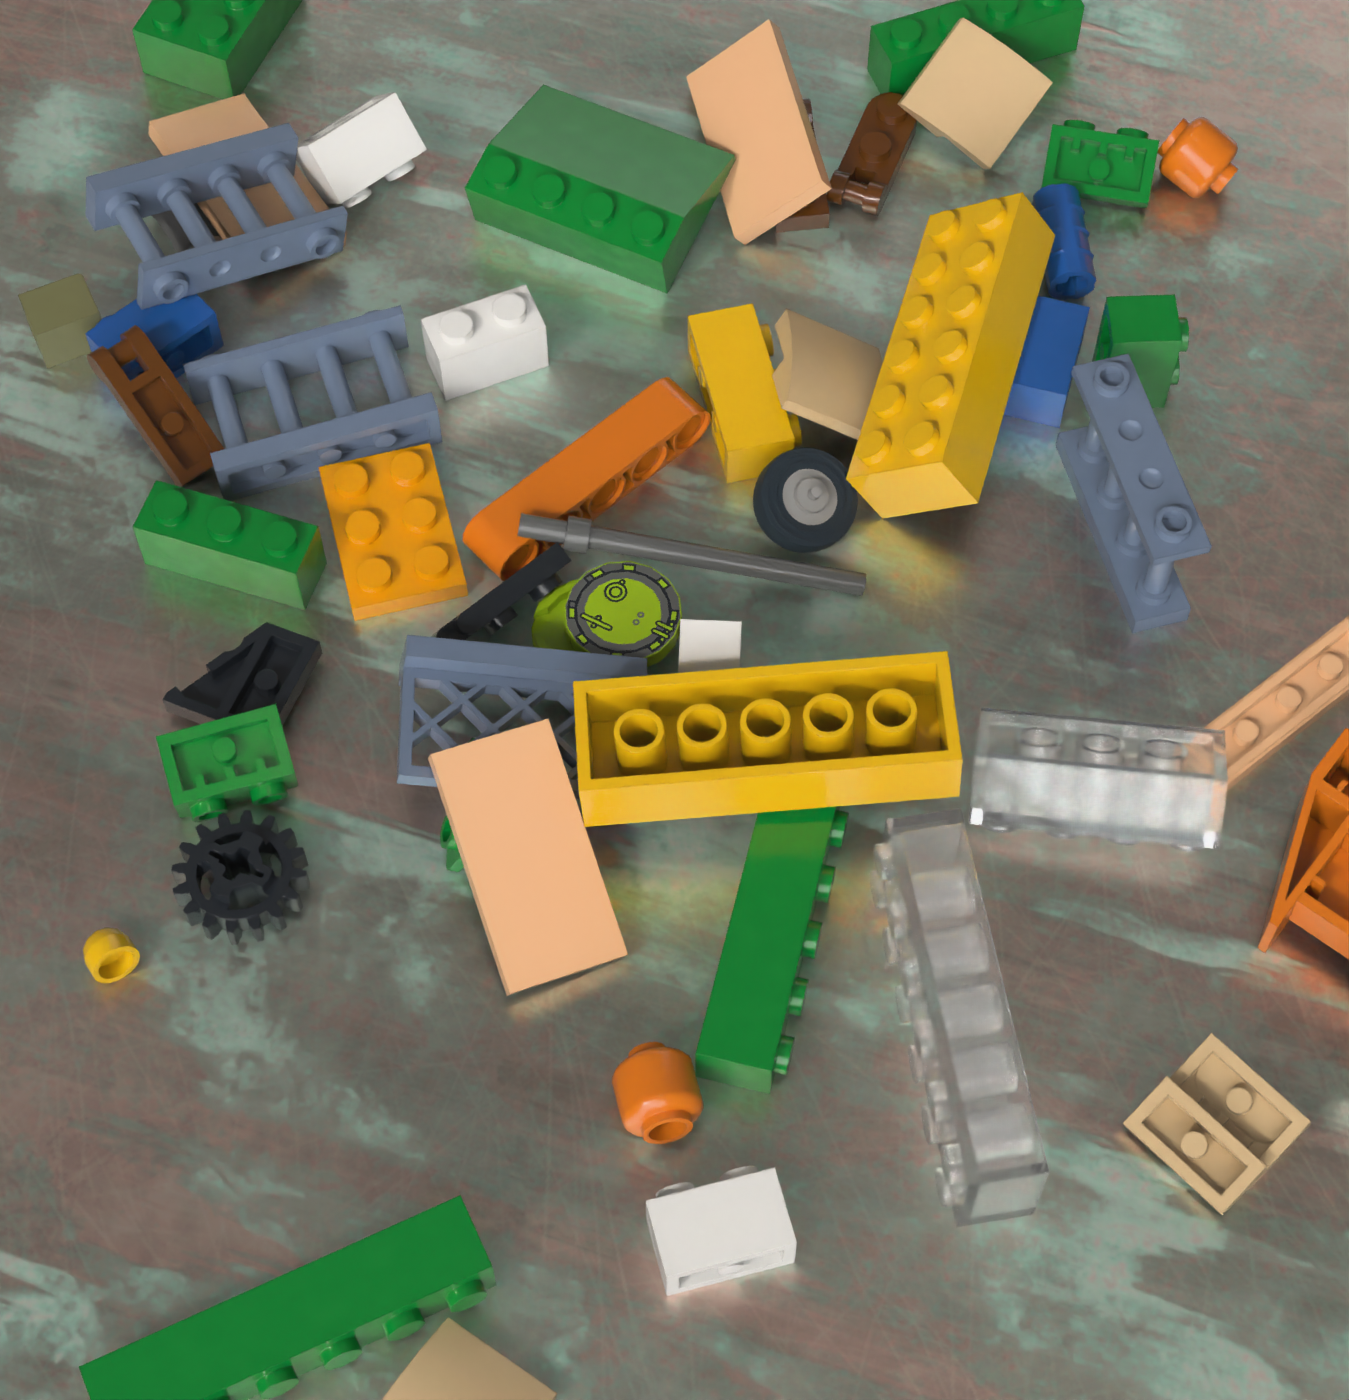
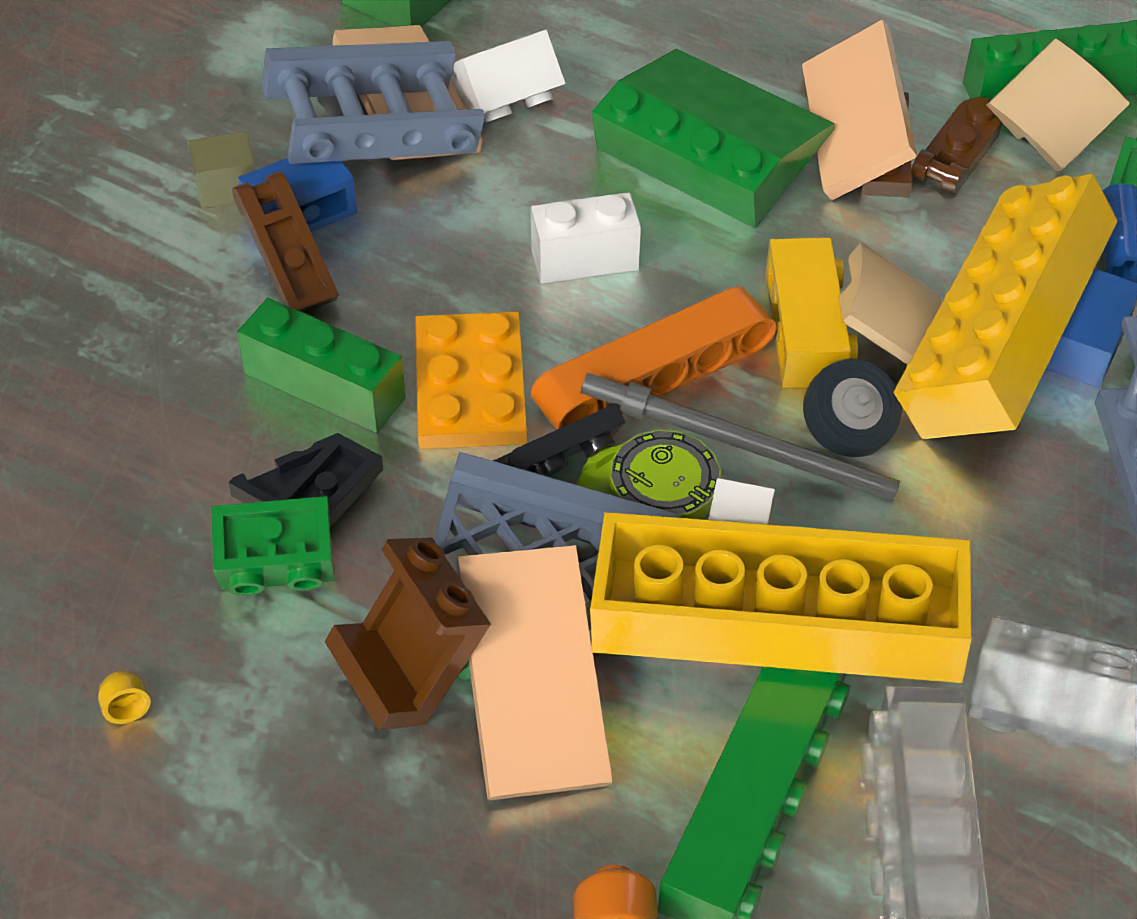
camera: 10 degrees right, 10 degrees down
(247, 900) = (260, 647): black gear -> none
(298, 451) = (397, 300): sand blue fence -> none
(396, 843) = (411, 638): none -> reddish brown panel

